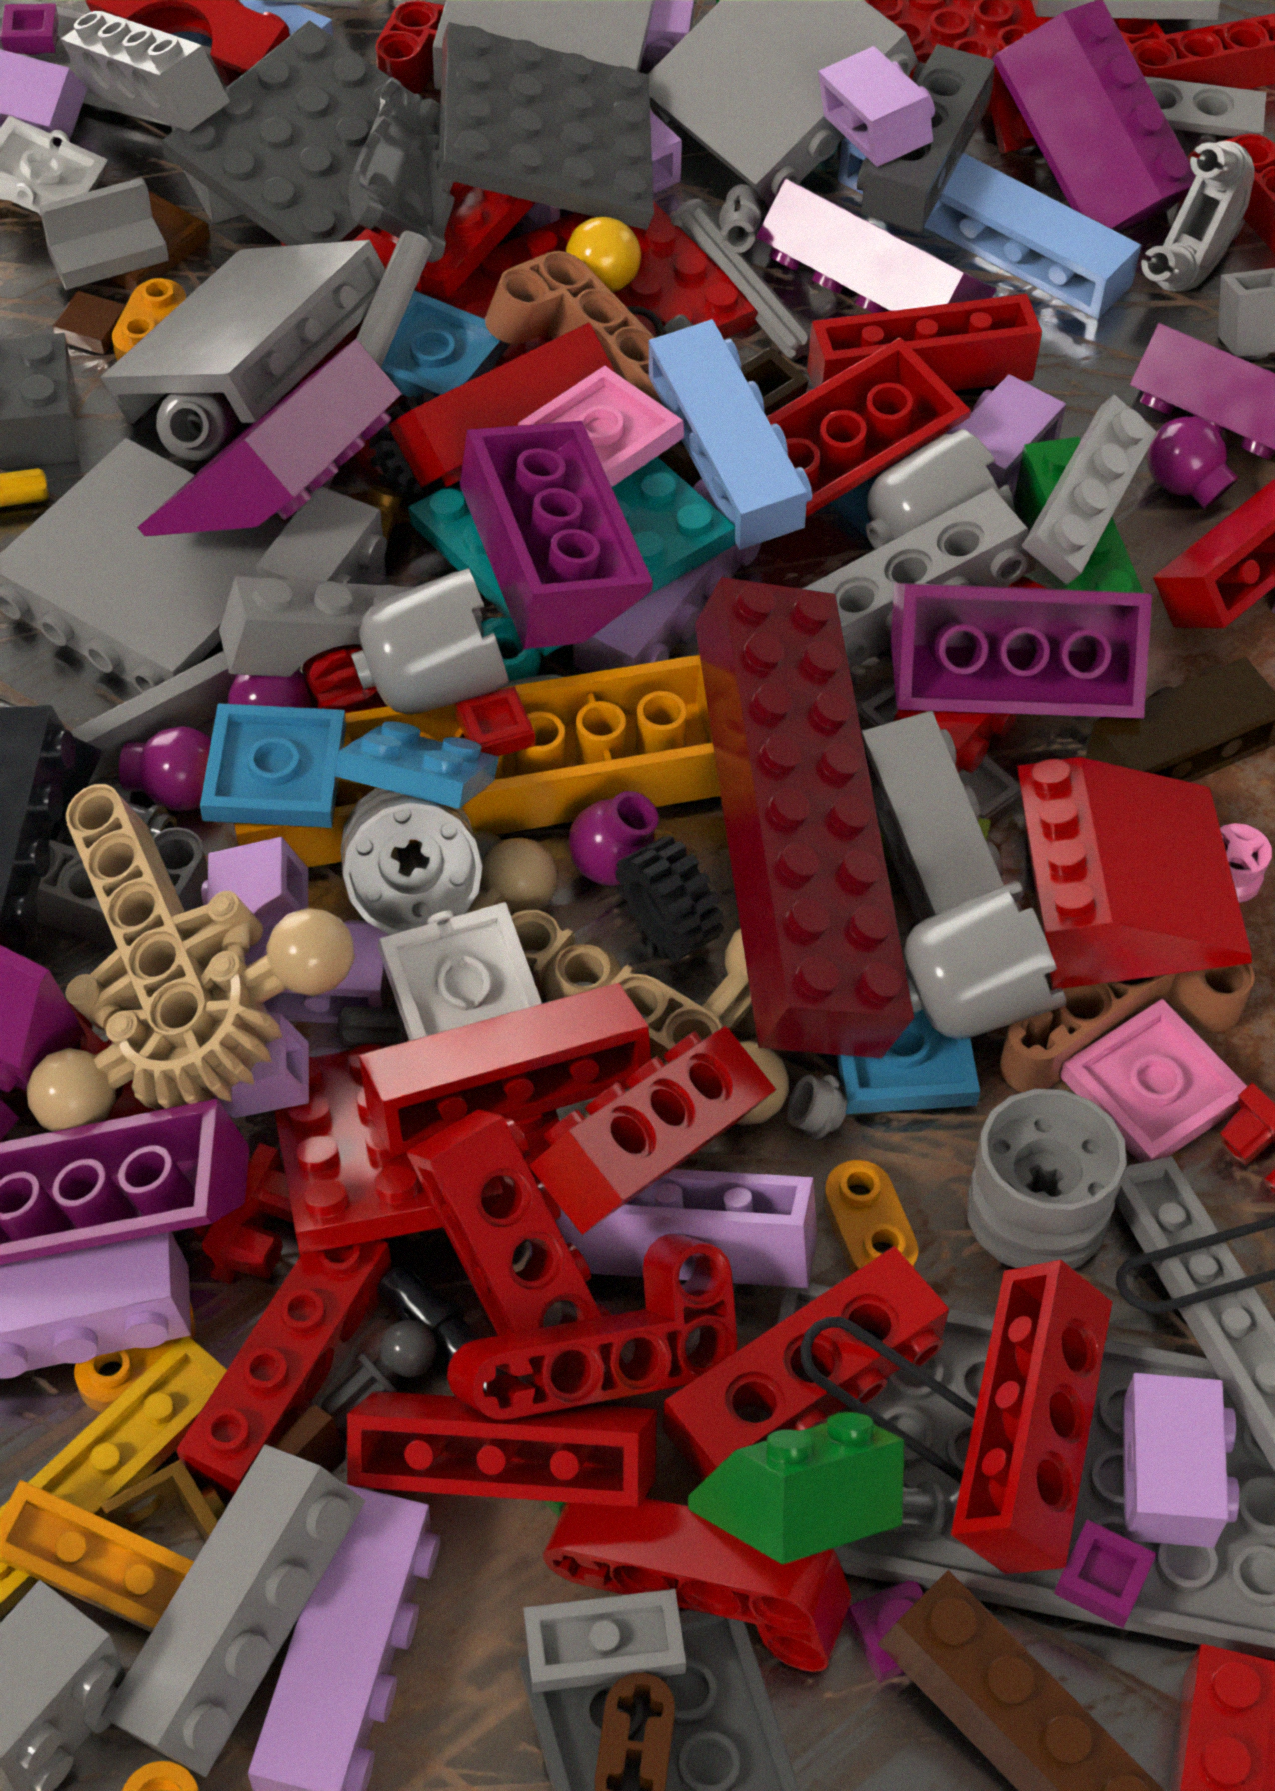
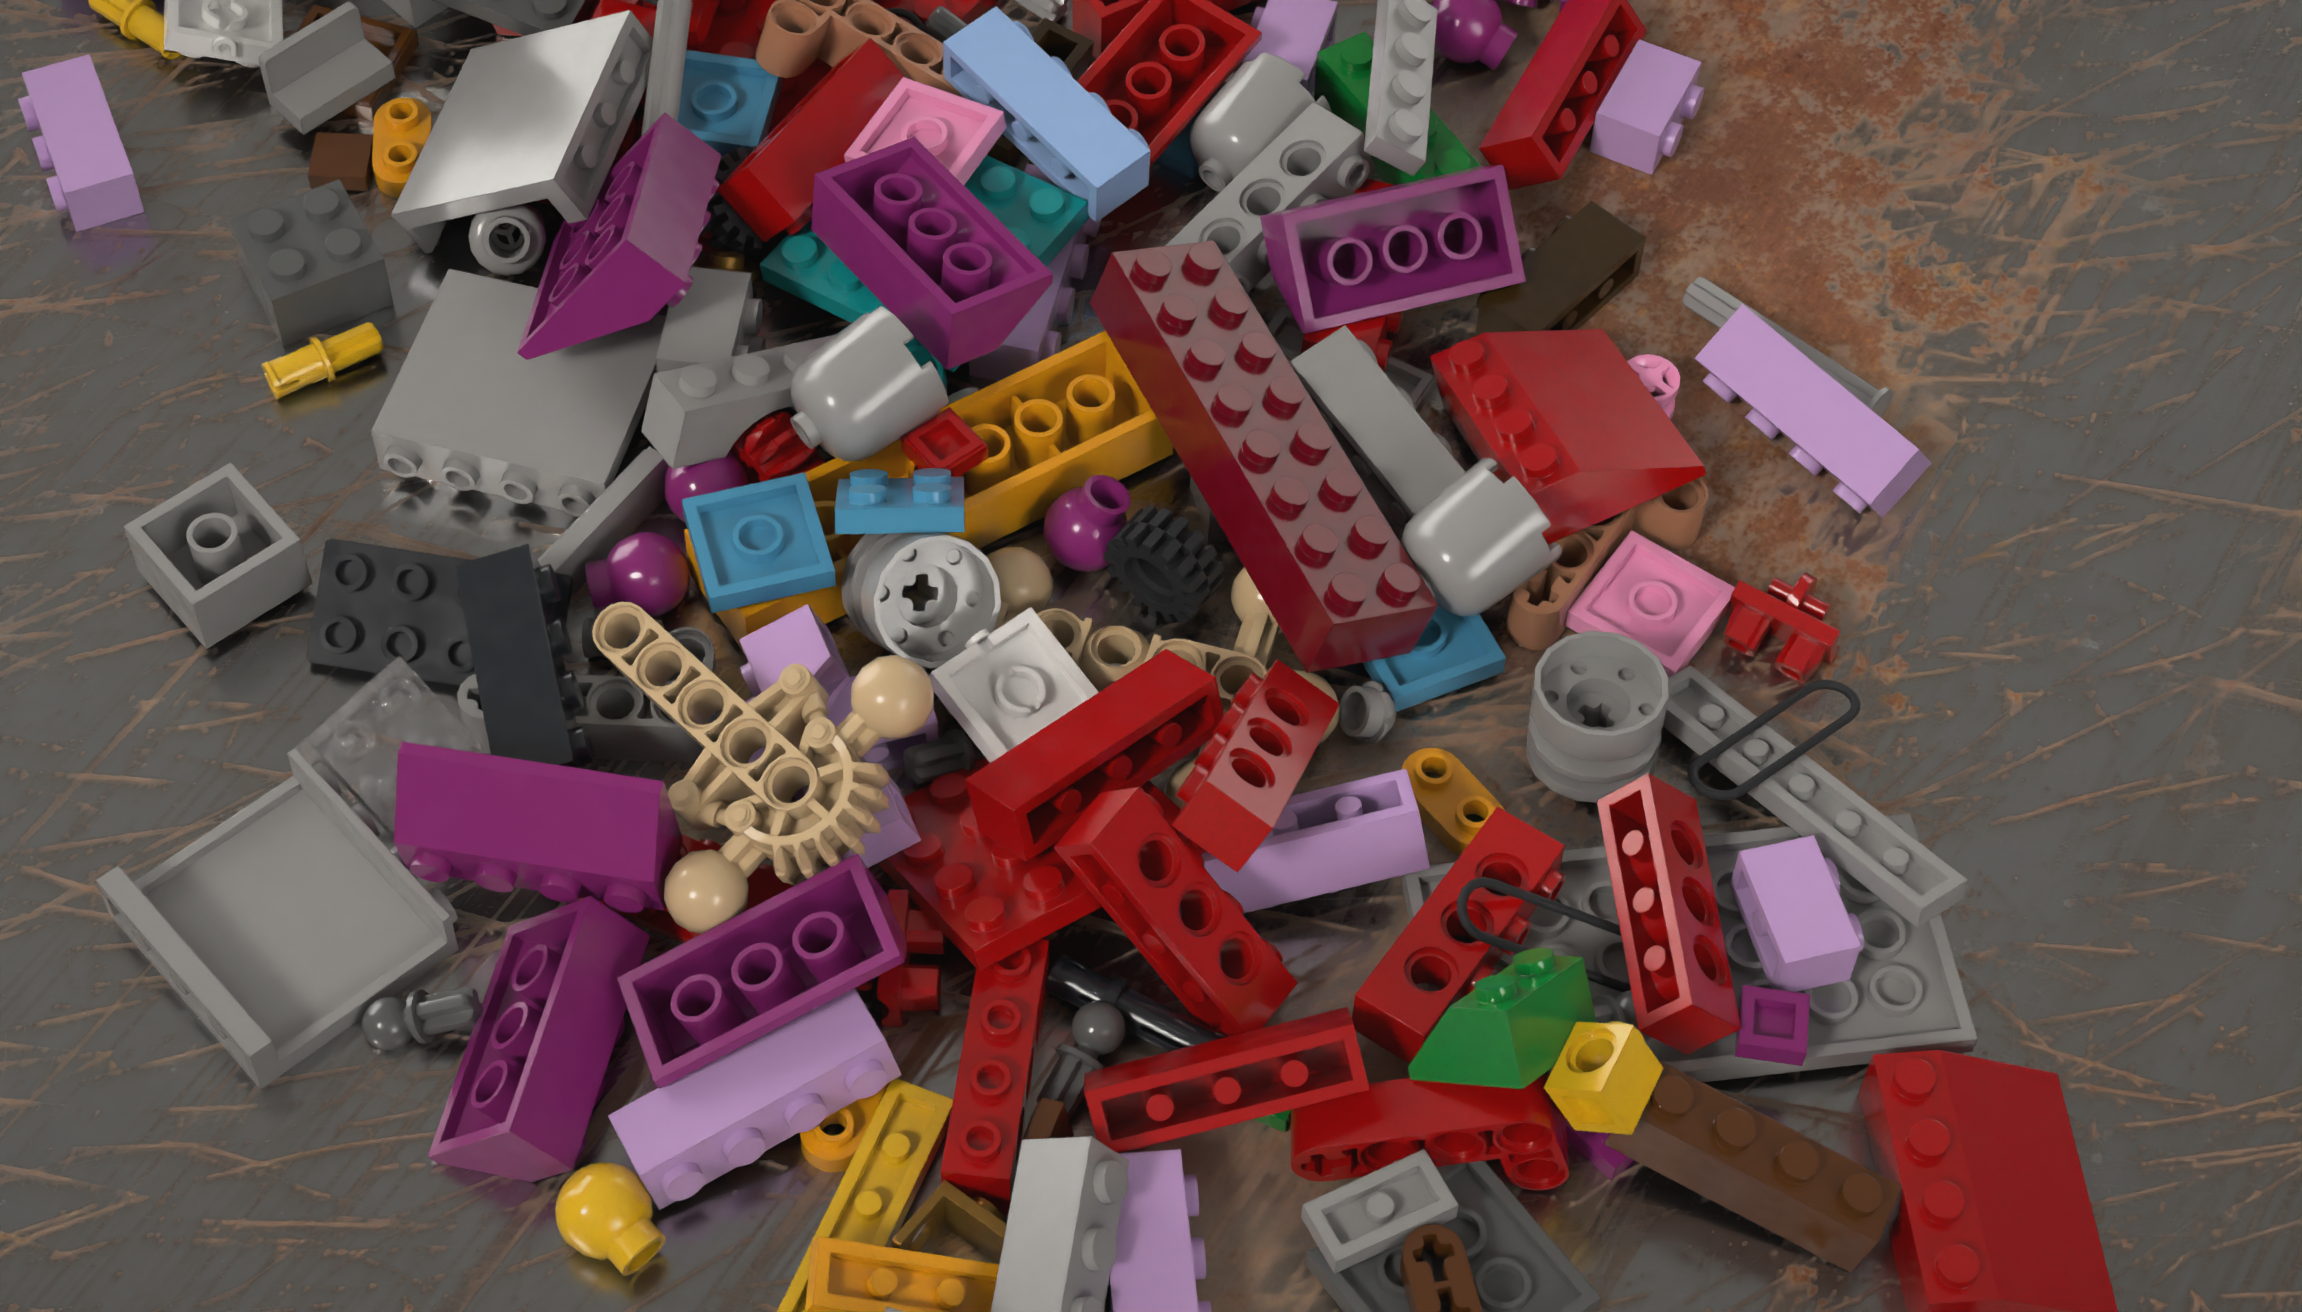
camera: 20 degrees left, 0 degrees up
(596, 1343) = (1337, 945): red beam -> none
(883, 1577) = (1604, 1077): none -> yellow brick

